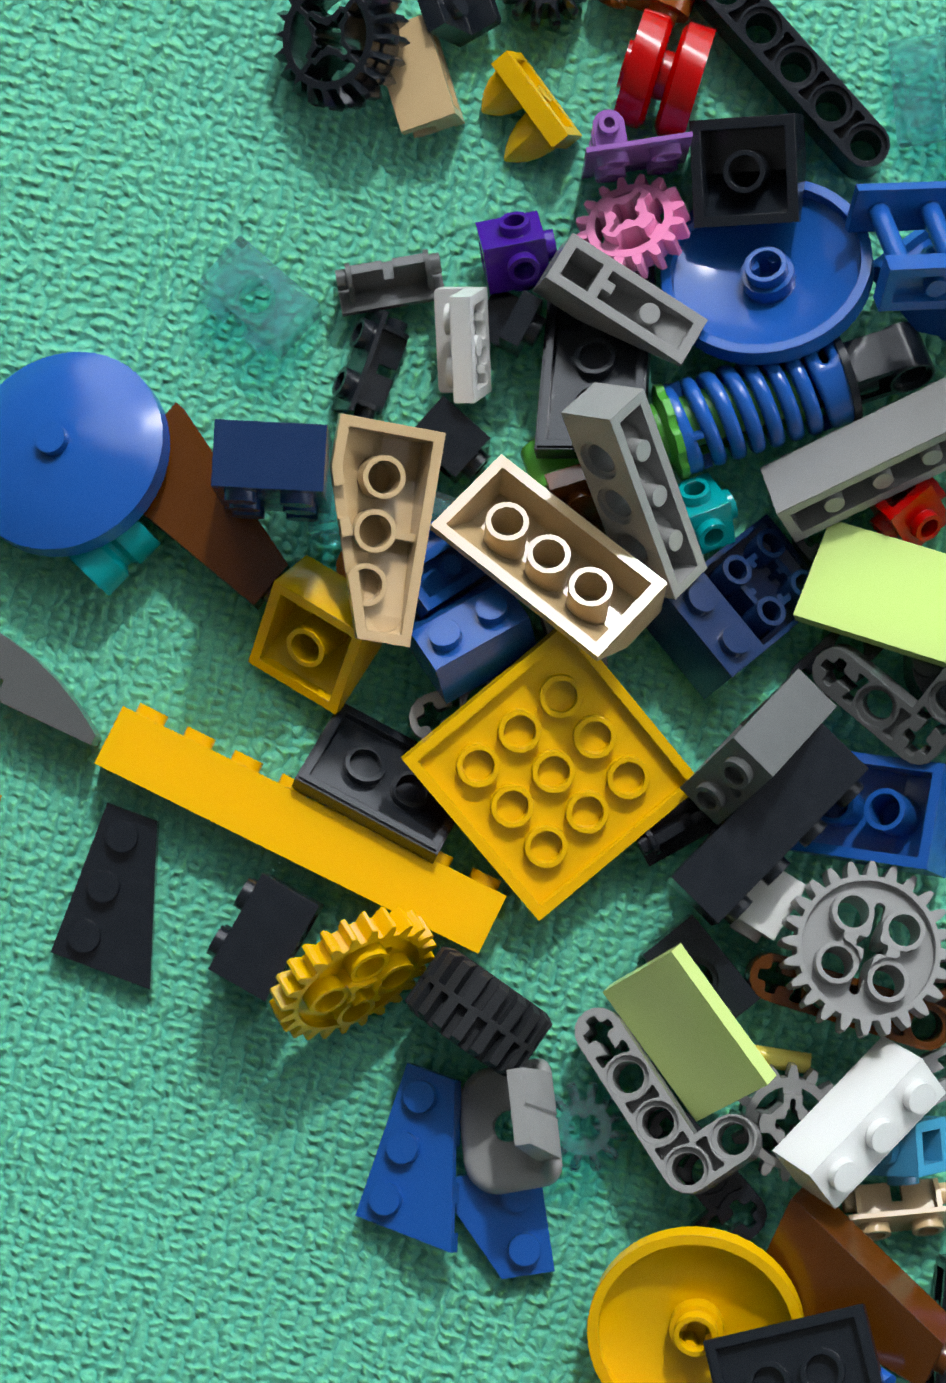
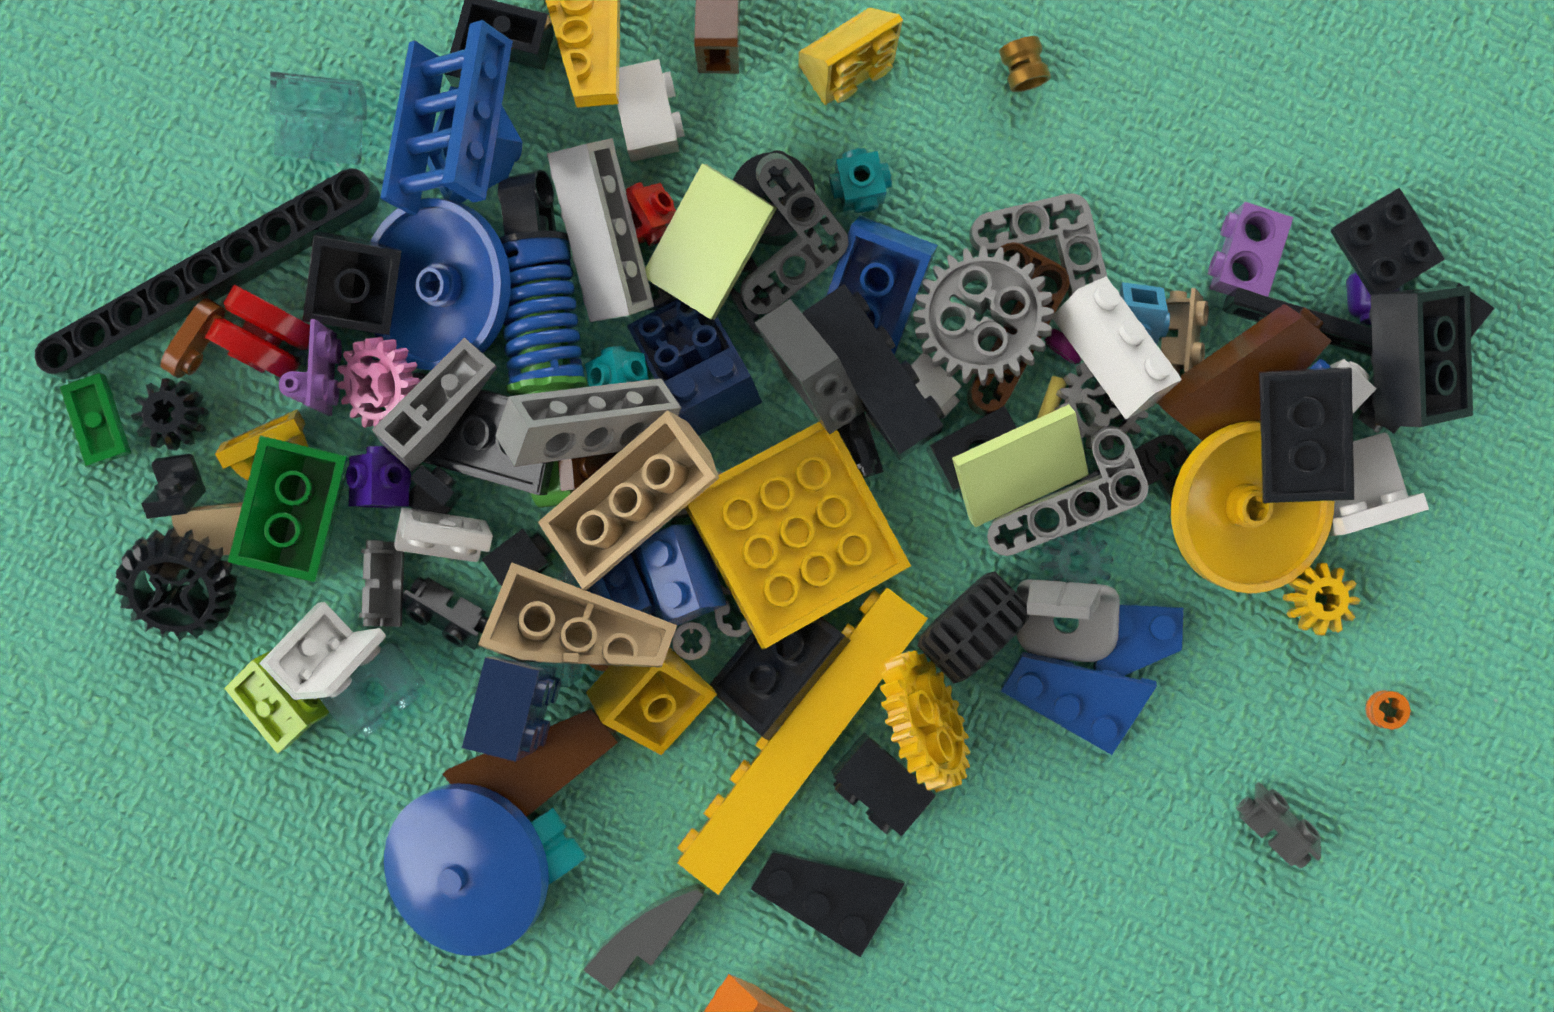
camera: 75 degrees left, 0 degrees up
(226, 185) = (271, 707): none -> lime bracket
(290, 228) = (320, 655): none -> white bracket
(391, 655) = (678, 641): none -> white bush
(457, 153) = (289, 509): none -> green slope
(851, 1054) = (1060, 345): none -> magenta tile

